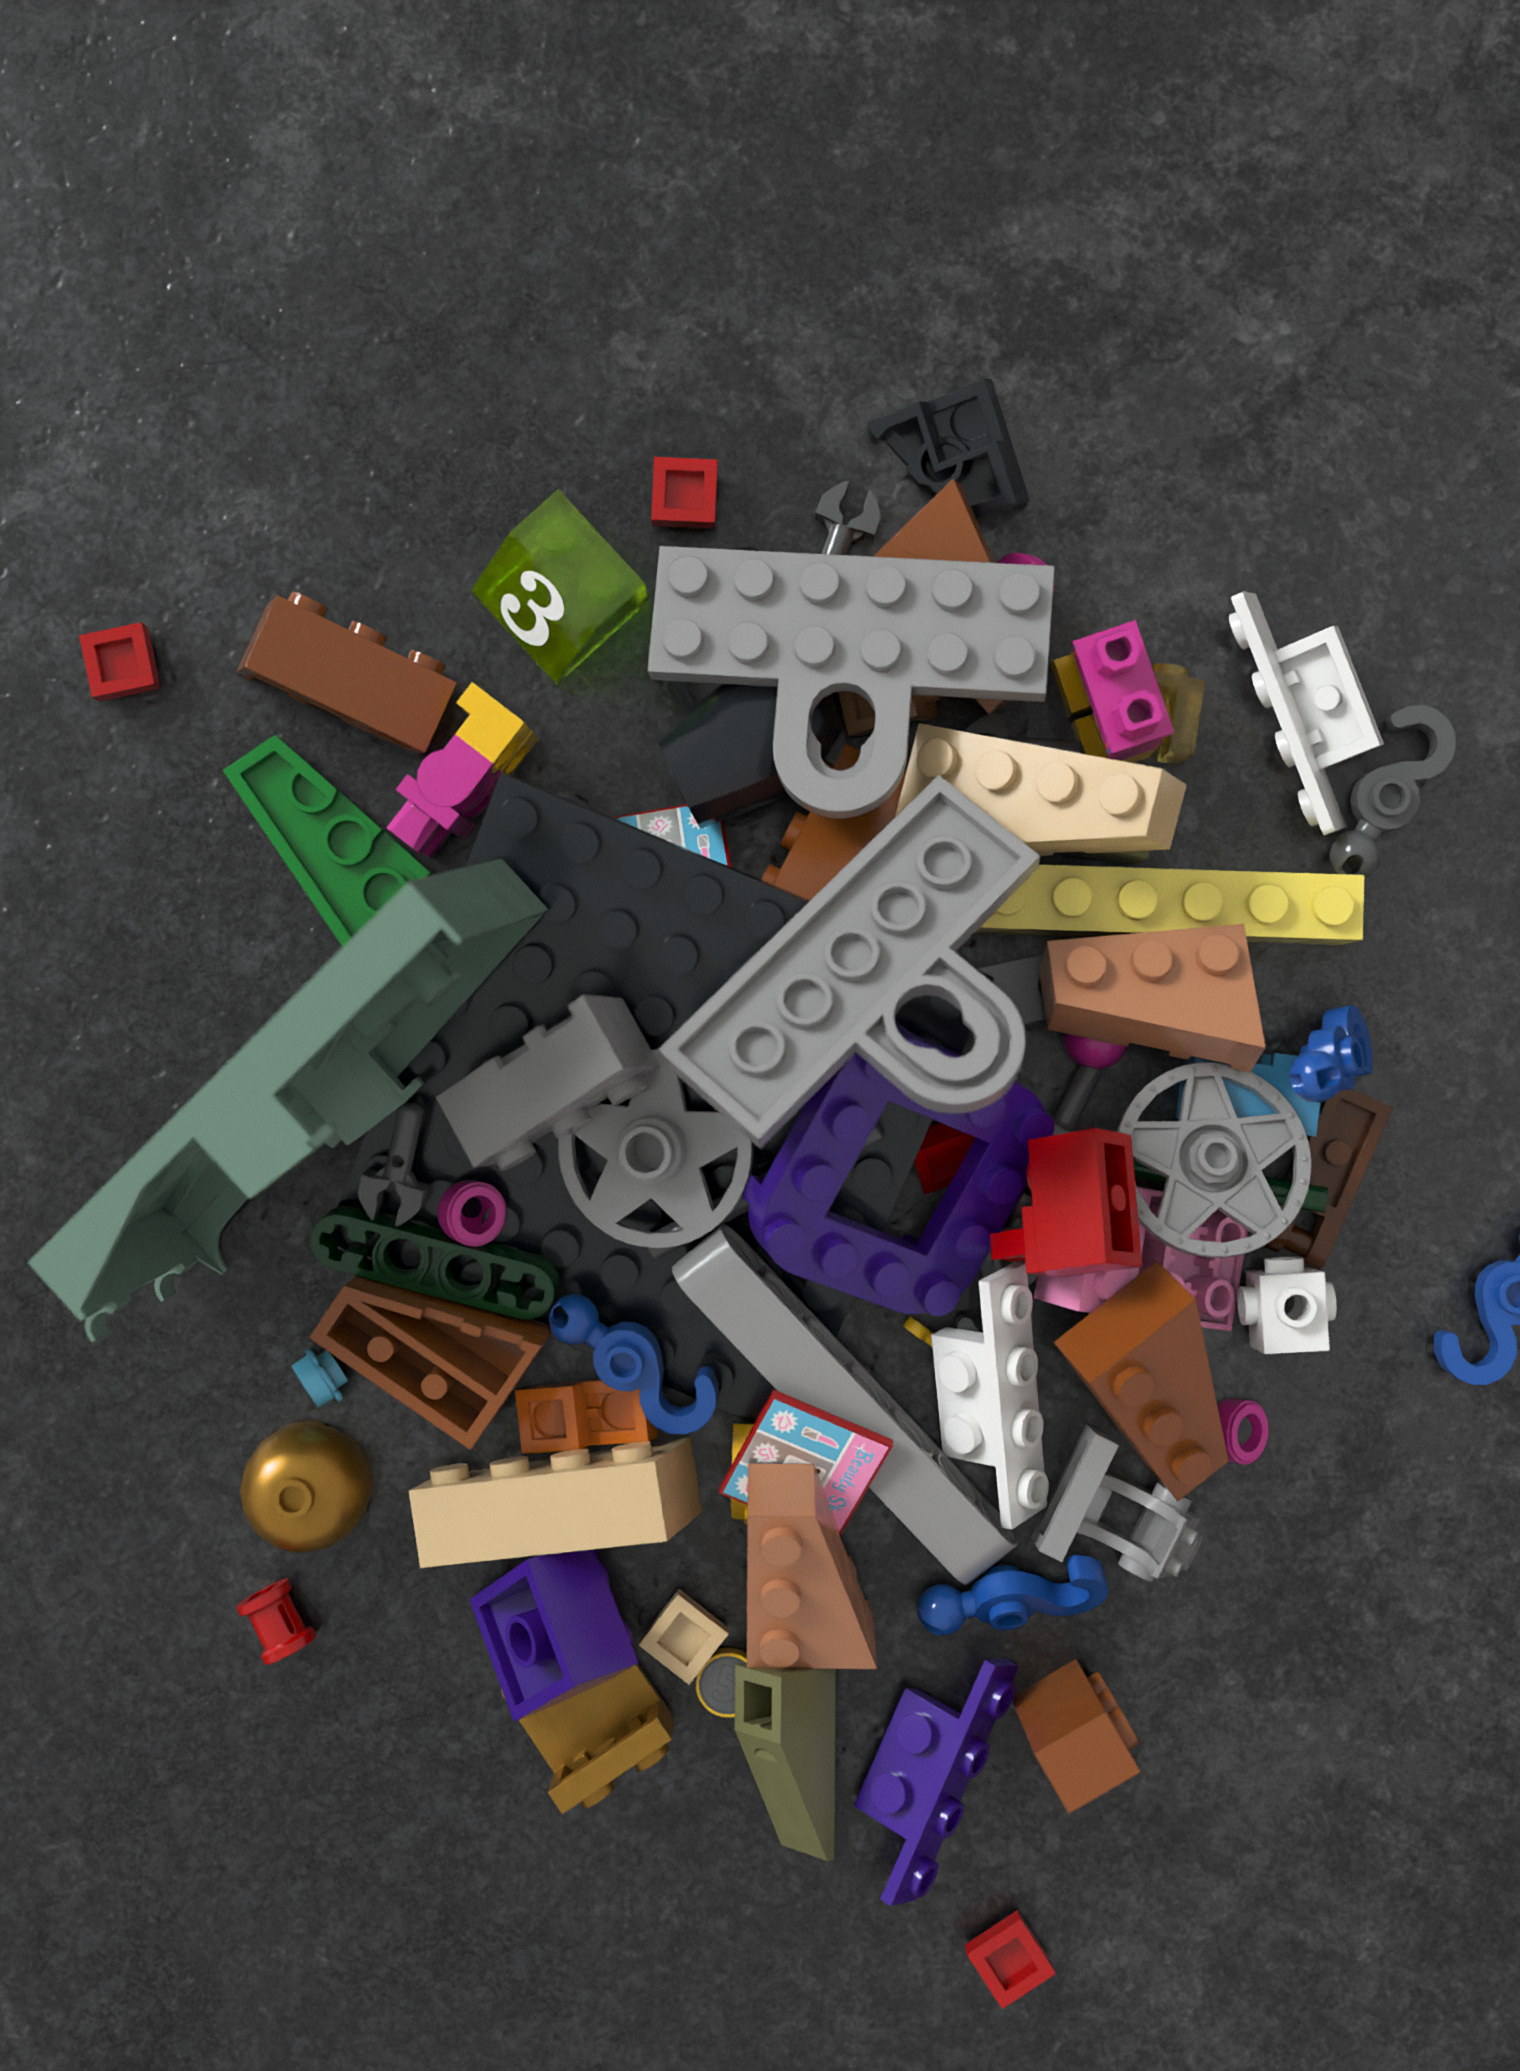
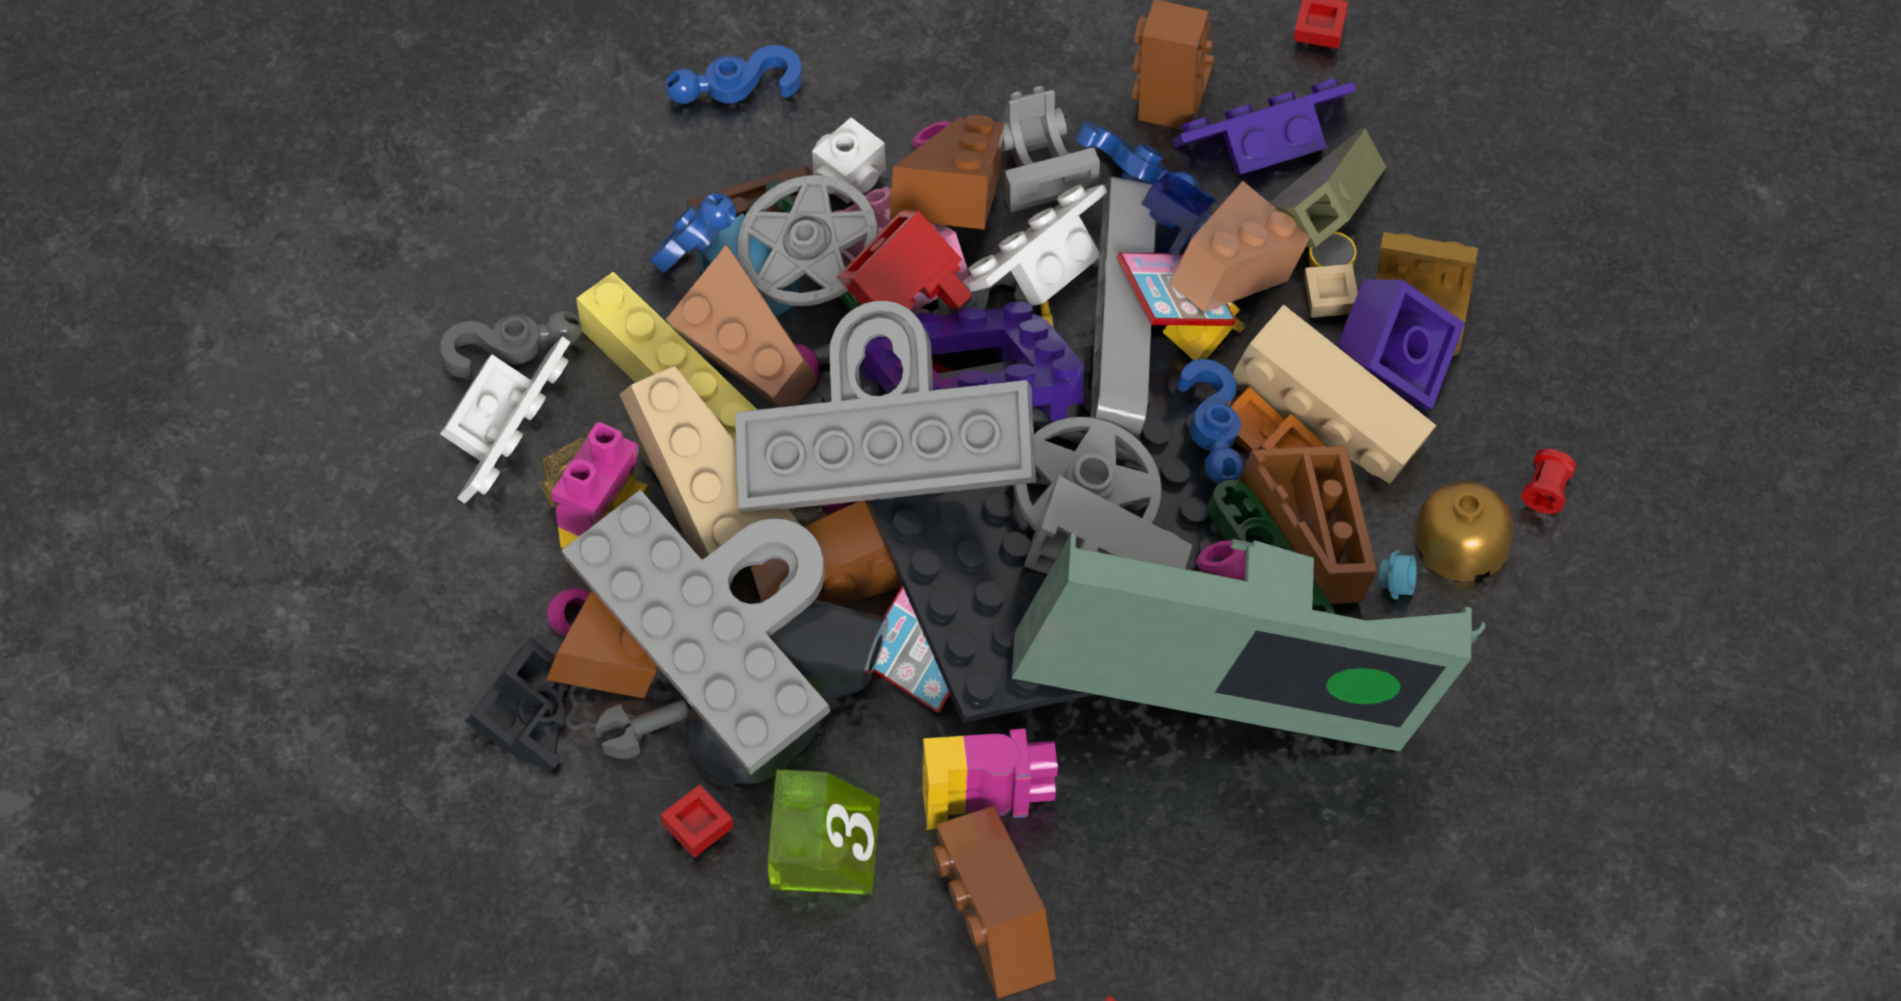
camera: 130 degrees left, 30 degrees down
(323, 837) = (1102, 806): green wing -> none
(897, 1568) = (1180, 204): none -> clear blue bracket

